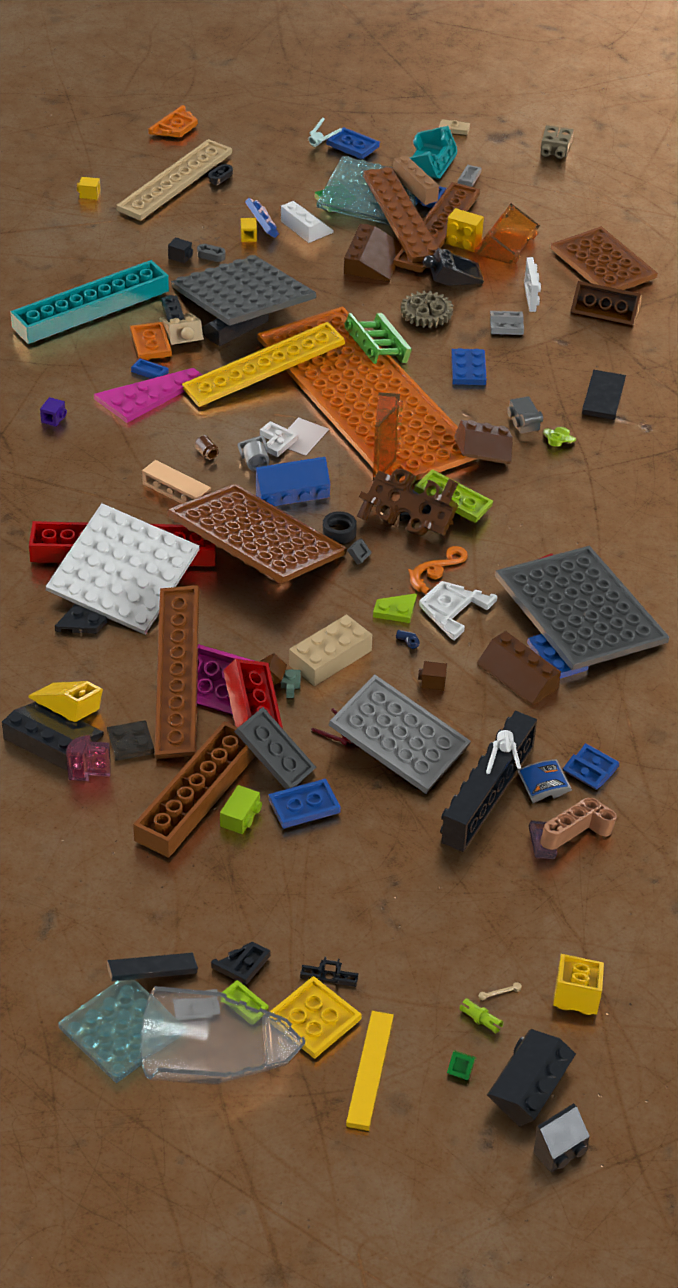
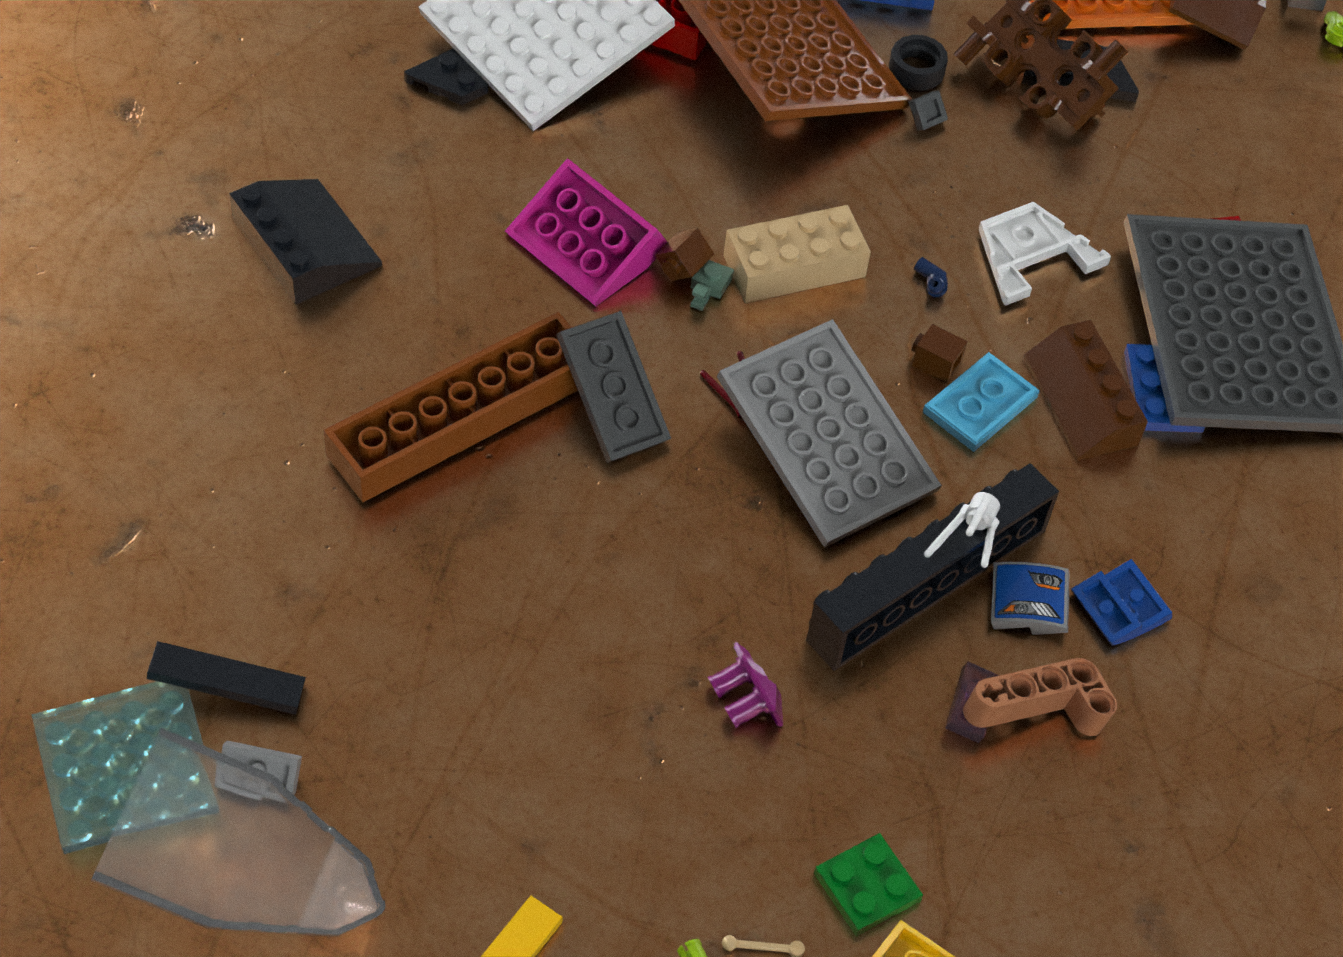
camera: 20 degrees right, 10 degrees up
(70, 699) = (355, 193): yellow slope -> none
(87, 759) = (321, 297): clear pink brick -> none
(130, 740) = (413, 290): clear smoke plate -> none
(177, 672) = (530, 208): dark orange plate -> none
(238, 992) = (338, 794): lime plate -> none
(240, 809) = (511, 464): lime piece -> none
(242, 962) = (374, 726): black wing -> none
(250, 689) = (630, 277): red slope -> none
(304, 803) = (619, 492): blue plate -> none
(317, 1015) = (432, 868): yellow plate -> none
(336, 975) = (513, 803): black piece -> none
(395, 608) = (940, 221): lime wing -> none
(435, 569) = (1039, 177): orange plant -> none
(435, 870) = (764, 695): none -> magenta connector
(467, 693) = (981, 401): none -> medium azure tile
(471, 504) = (1142, 89): lime plate -> none
(536, 944) = (868, 884): none -> green plate

